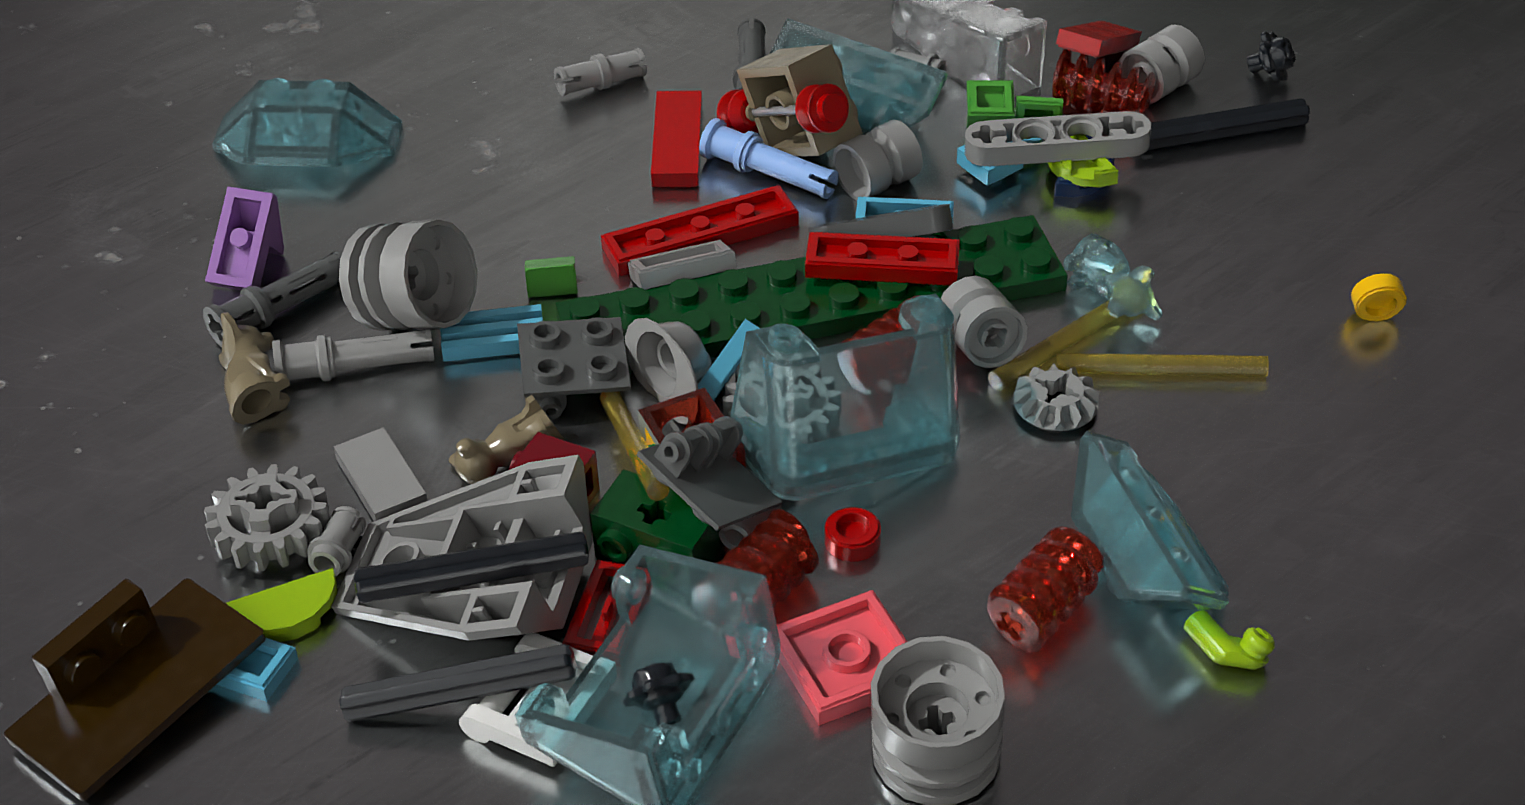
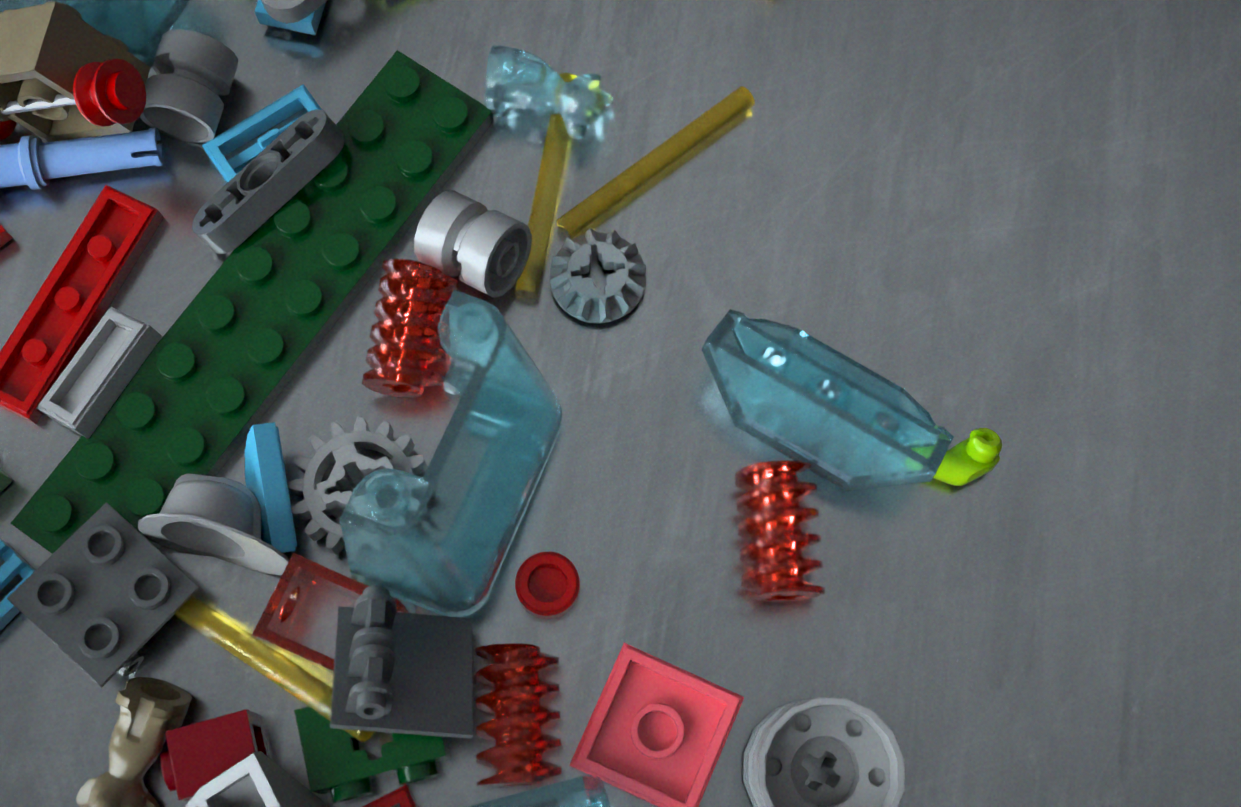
camera: 45 degrees left, 30 degrees up
(882, 258) = (308, 227): red tile -> none

